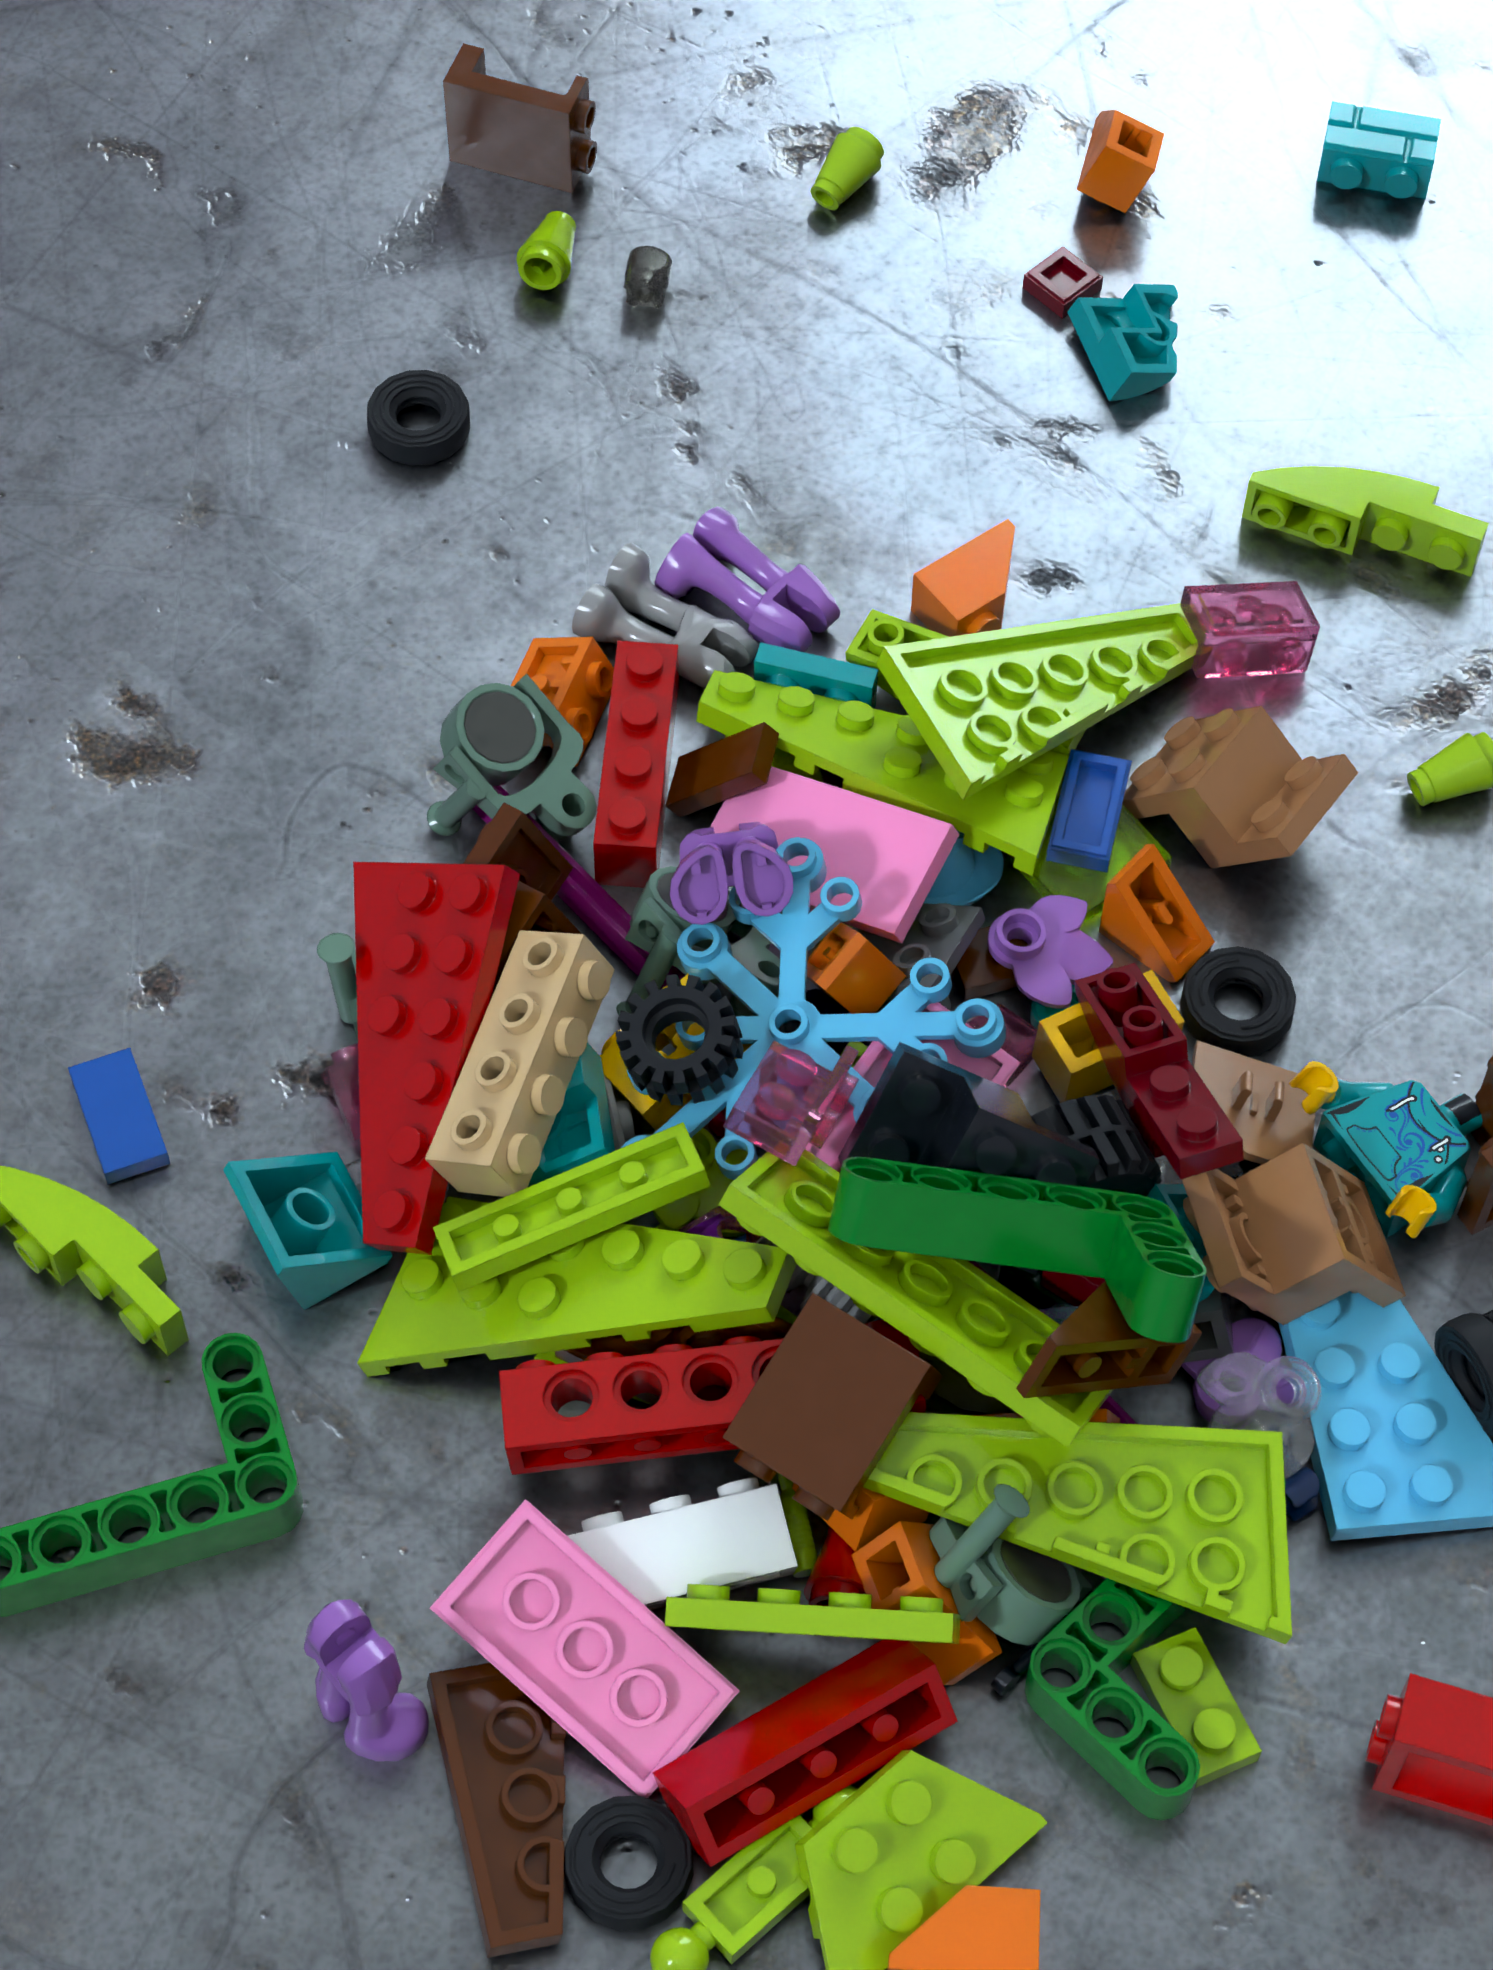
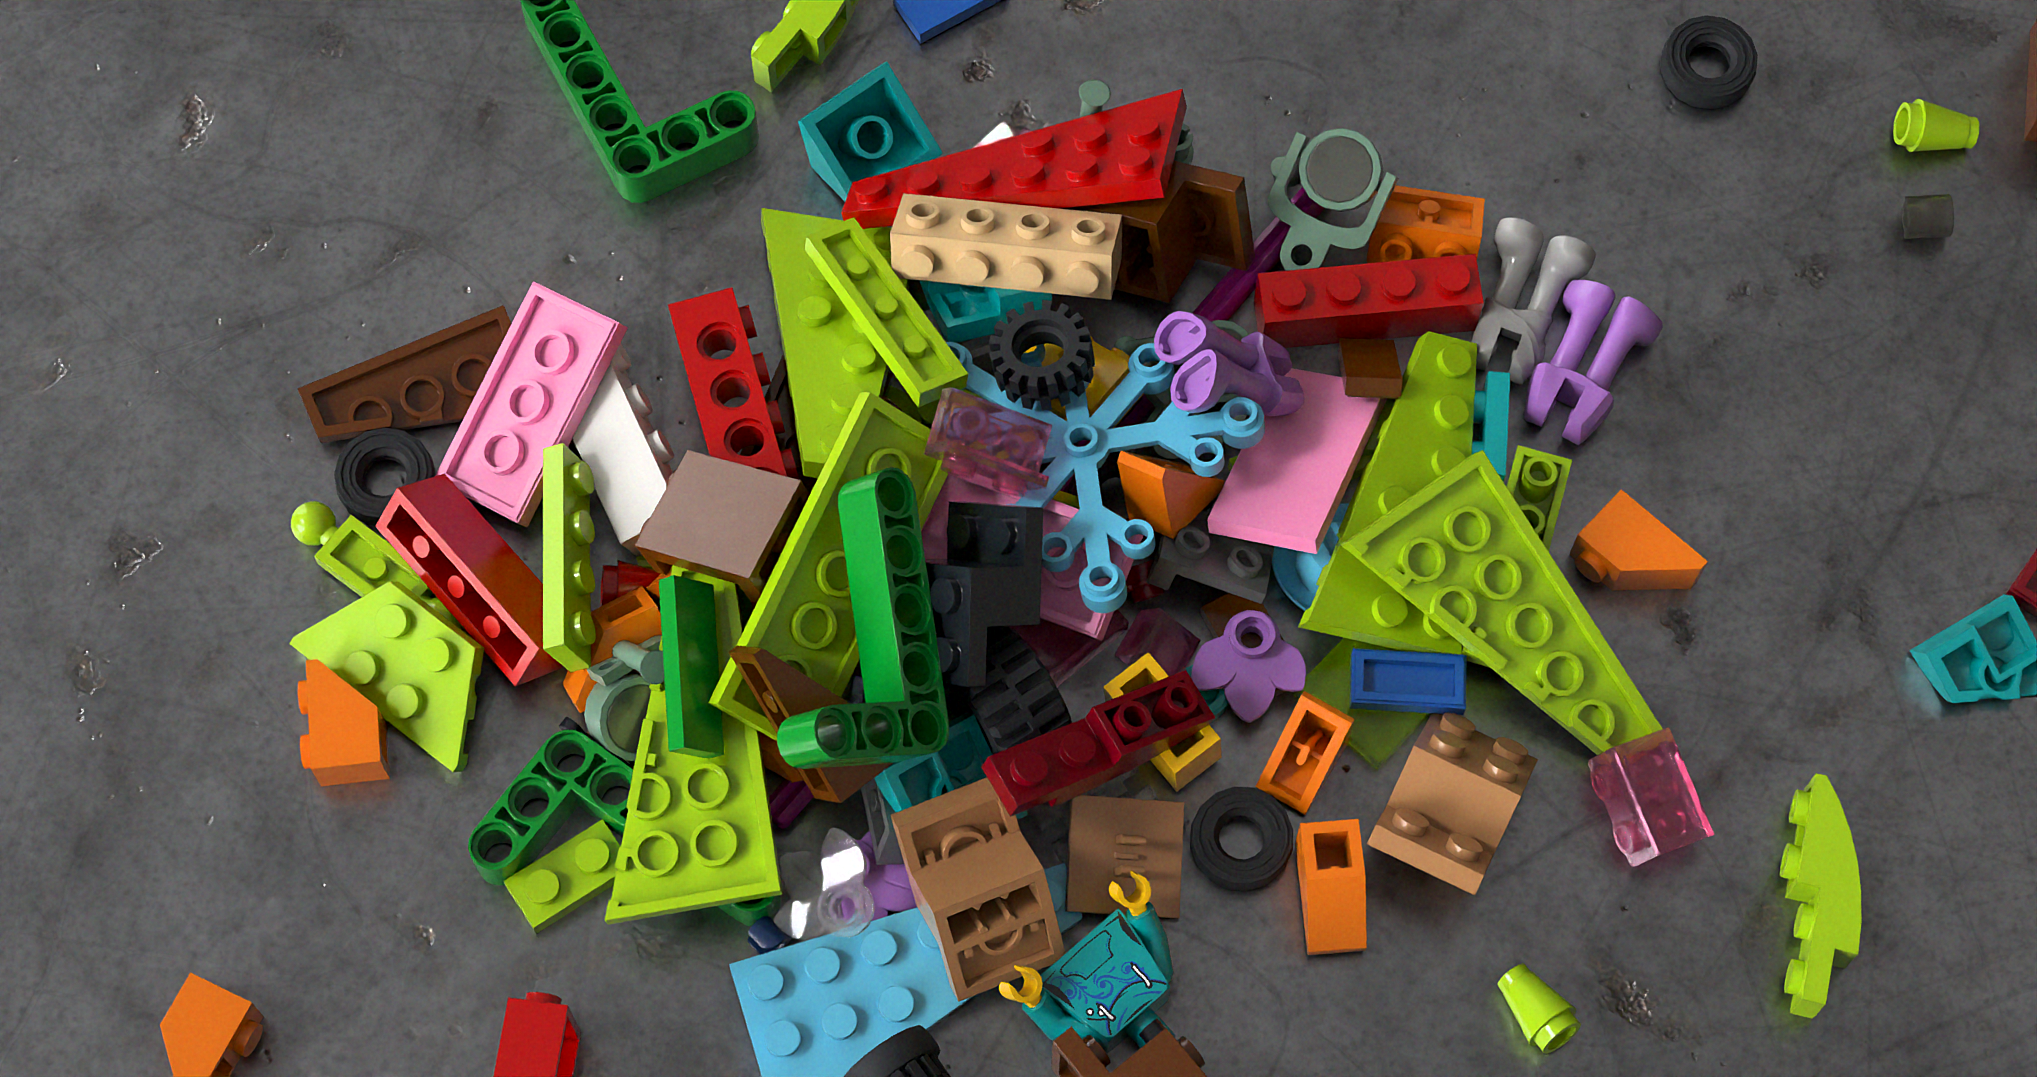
camera: 80 degrees right, 10 degrees up
(361, 1682) = (481, 243): medium lavender piece -> none
(1014, 1466) = (690, 666): none -> green tile
(1310, 917) = (1332, 886): none -> orange slope

